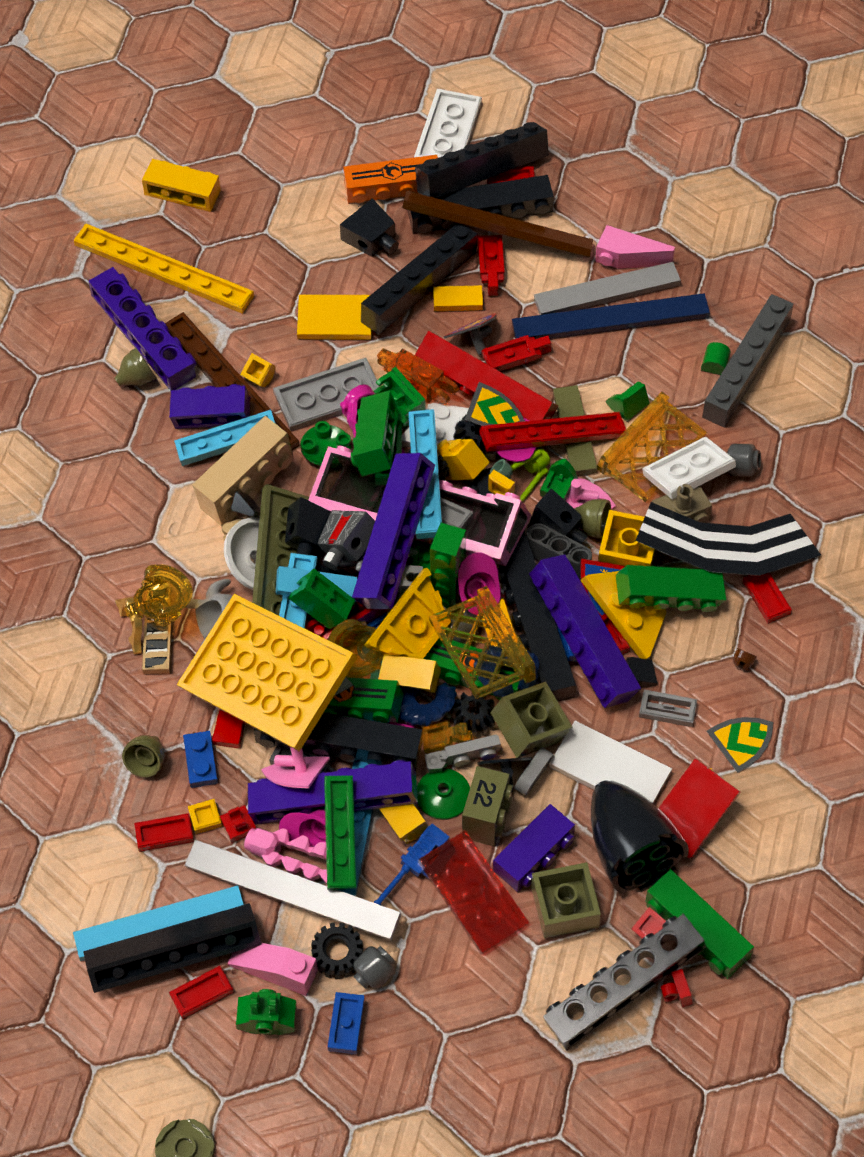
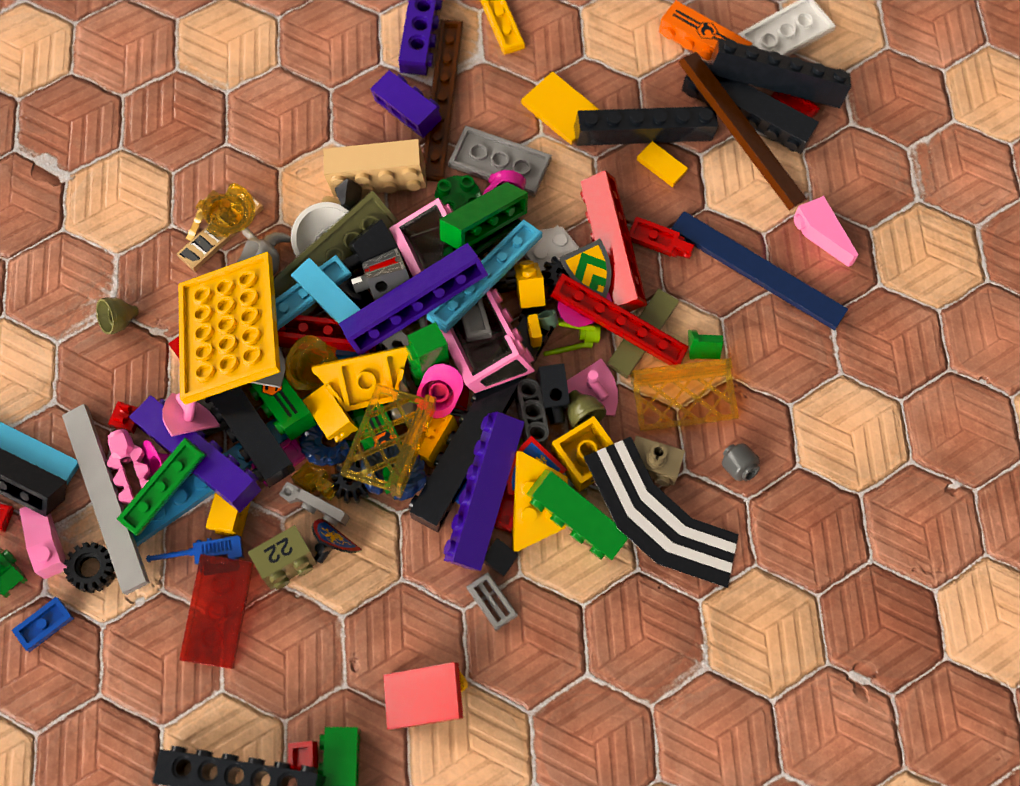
camera: 40 degrees right, 10 degrees up
(134, 370) = (387, 37): olive helmet -> none
(163, 832) = (76, 380): red tile -> none
(200, 759) = (149, 349): blue plate -> none
(204, 816) = (111, 392): yellow tile -> none
(216, 440) = (386, 130): medium azure plate -> none
(258, 370) = (467, 104): yellow brick -> none
(322, 599) = (316, 307): green hinge -> none
(369, 230) = (649, 62): black torso -> none
(374, 967) = (98, 602): dark grey head -> none
(403, 392) = (540, 202): green hinge -> none
(422, 375) = (569, 197): clear orange hinge -> none
(447, 804) = (261, 517): green dish -> none
(476, 334) = (644, 199): dark grey shield -> none
(491, 262) = (712, 156): red hinge -> none
(531, 719) = (378, 523): olive brick -> none
(533, 771) = (347, 561): light grey beam -> none
(534, 848) = (288, 619): dark purple brick -> none
(559, 478) = (588, 360): green tile -> none
(565, 900) = (265, 678): olive brick -> none
(596, 757) = (405, 609): white tile -> none
(608, 289) = (779, 246): light grey tile -> none
(633, 837) = (355, 675): black cylinder -> none
(689, 466) = (692, 434): white tile -> none
(716, 358) = (804, 367): green brick -> none
(742, 740) = (521, 675): sticker -> none
(747, 361) = (826, 388): dark grey brick -> none
(747, 658) = (584, 614): reddish brown hinge -> none
(767, 597) = (651, 585): red tile -> none

